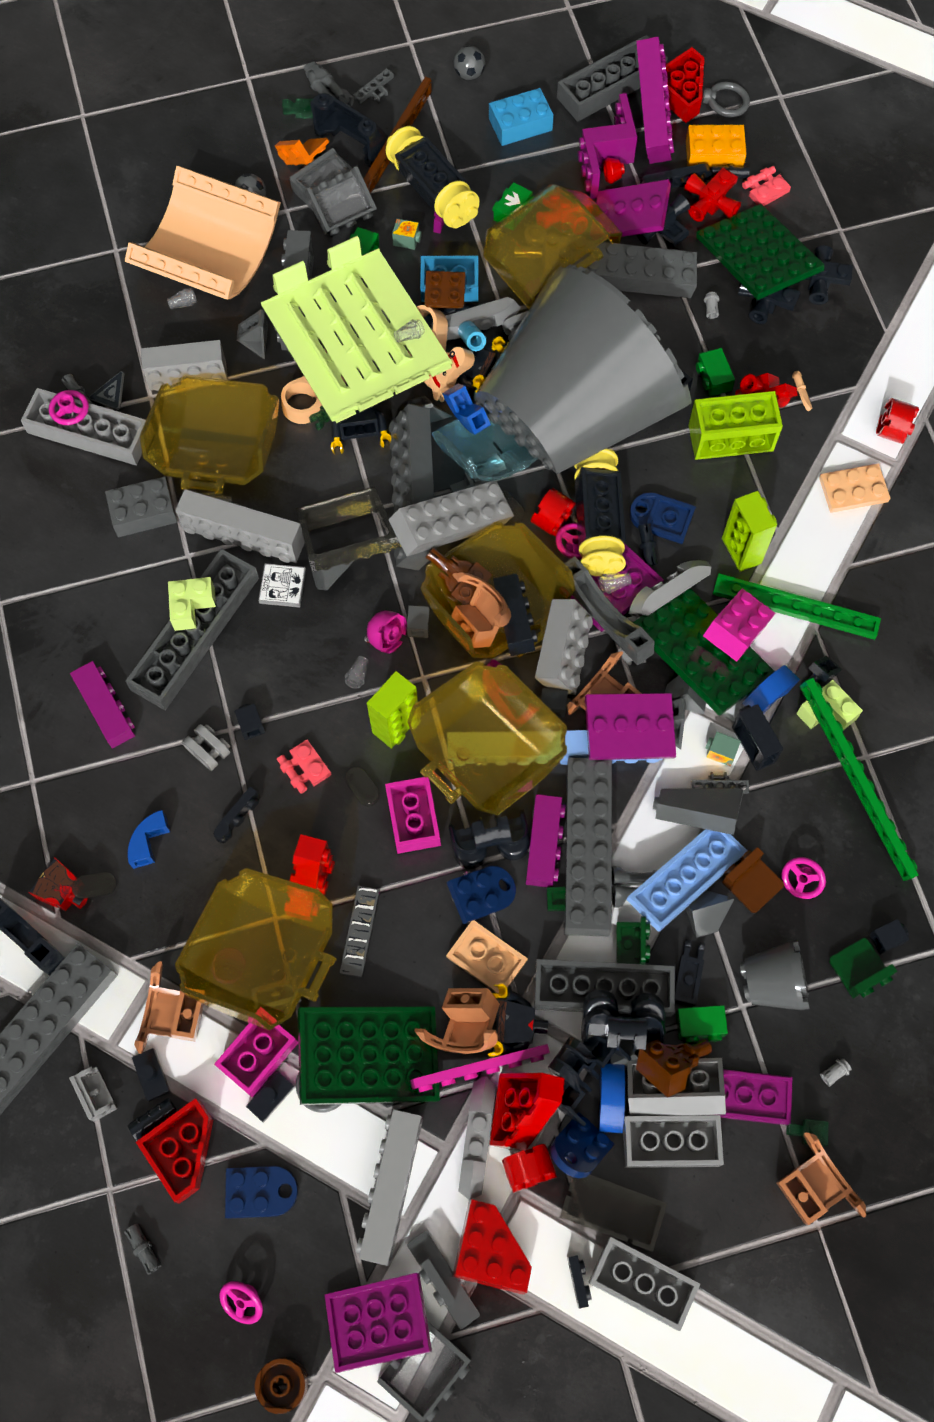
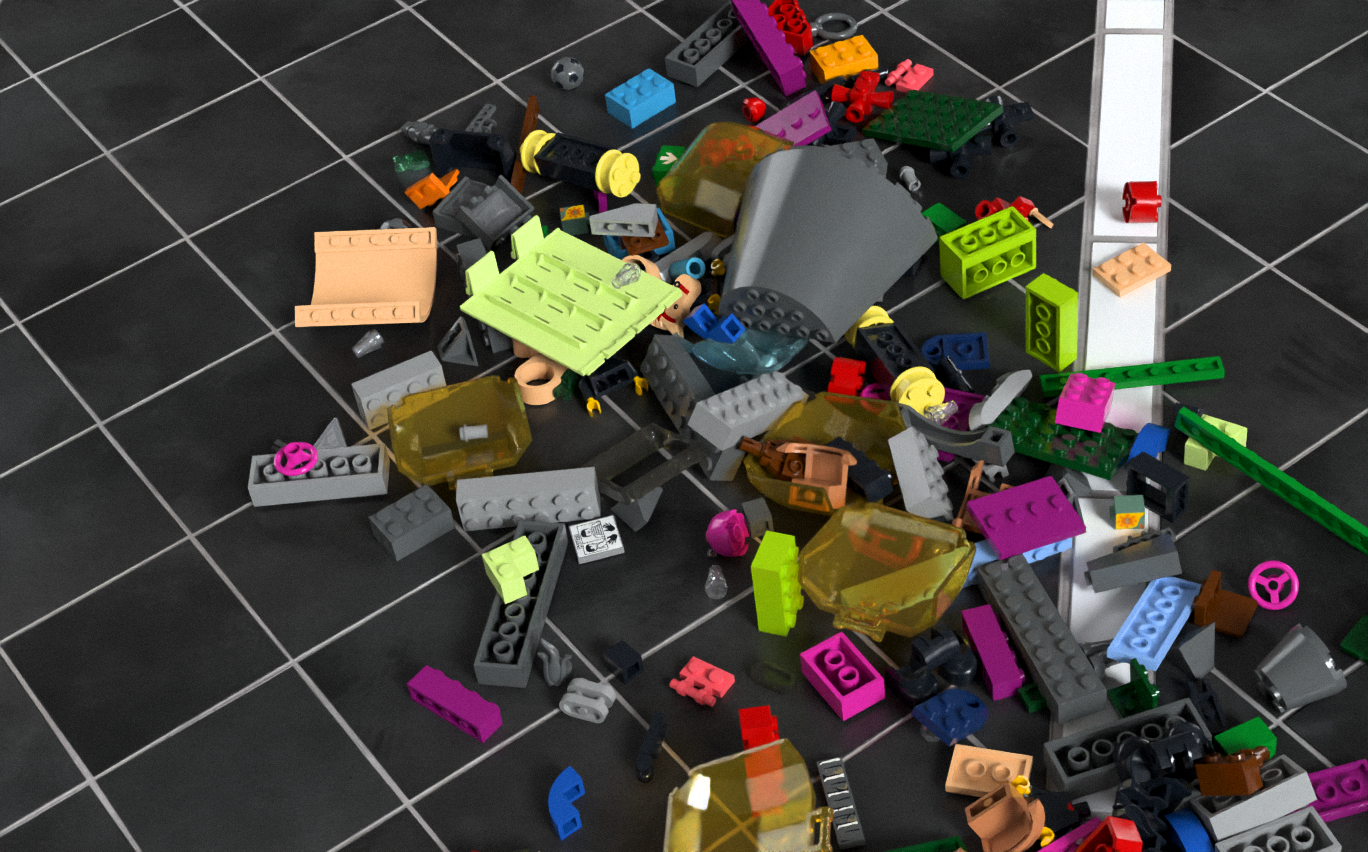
camera: 15 degrees left, 25 degrees down
(190, 706) = (555, 668): none -> dark grey piece
(224, 433) = (473, 432): none -> light grey pin
(436, 273) = (626, 221): none -> light grey slope
(610, 141) = (744, 81): magenta bracket -> none

